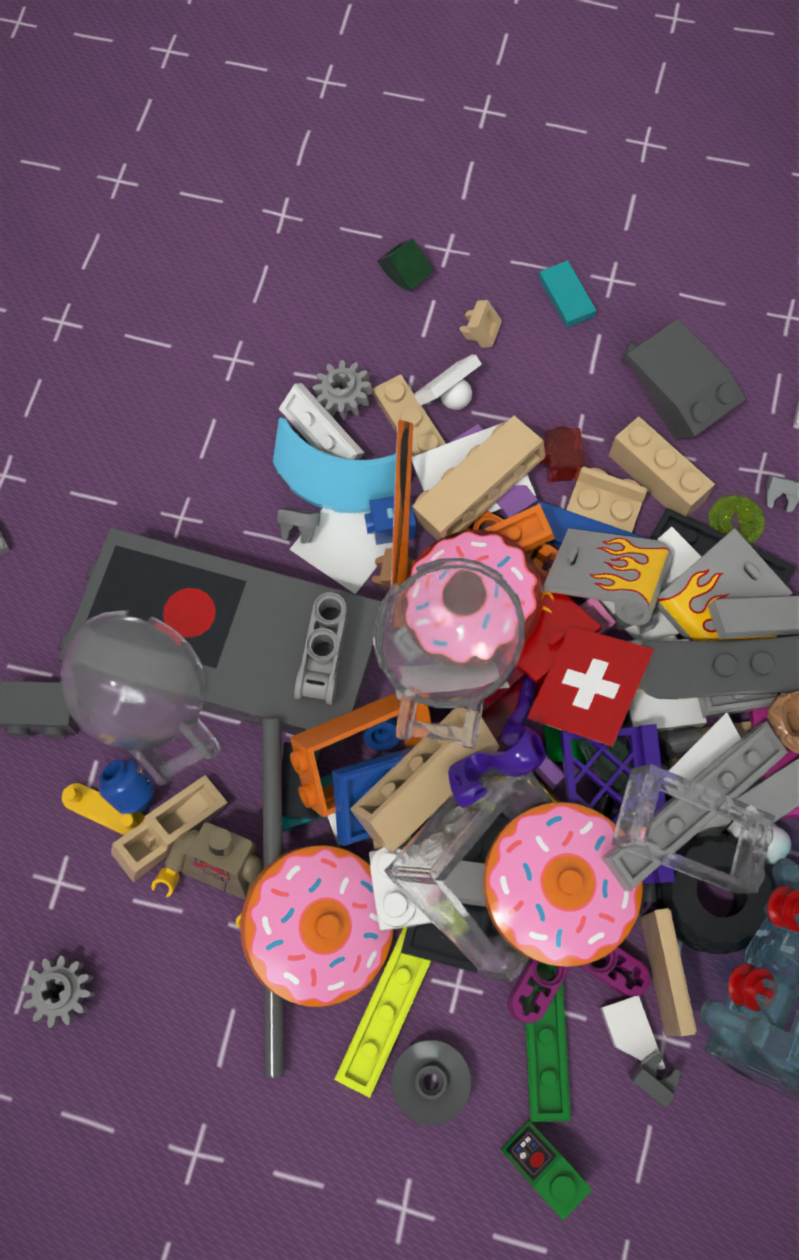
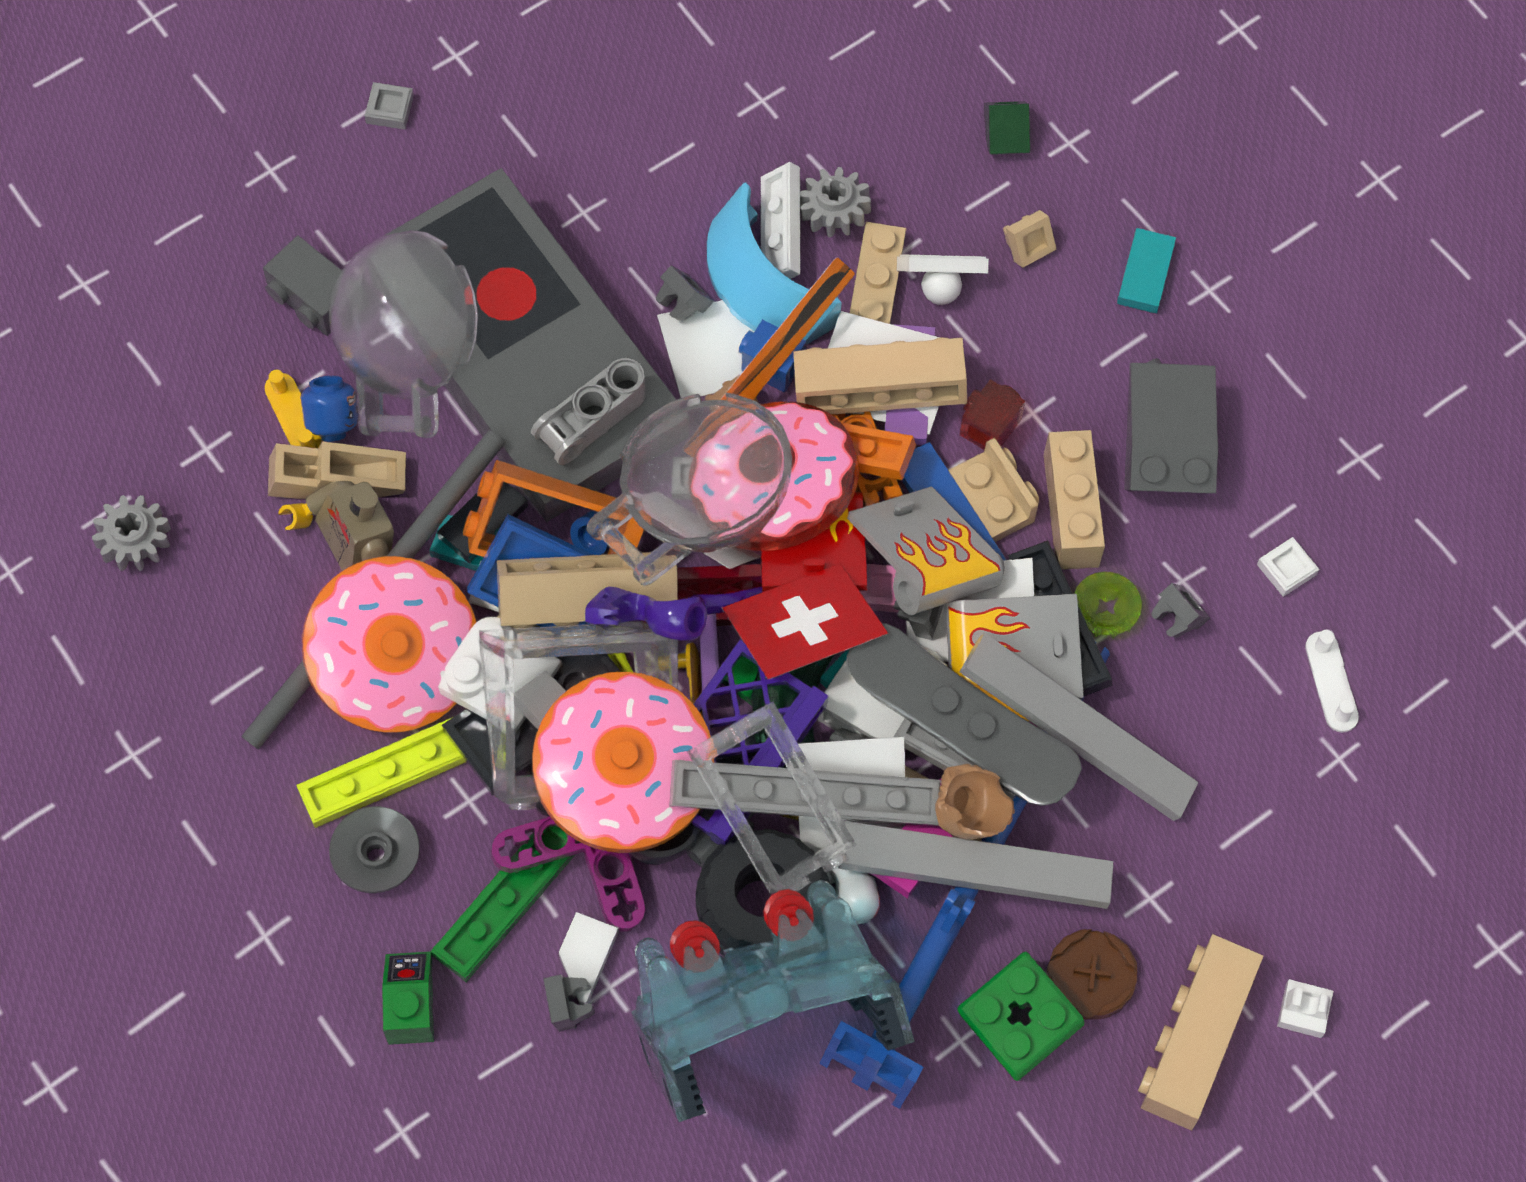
camera: 35 degrees right, 5 degrees down
(668, 973) = (655, 917): tan tile -> none

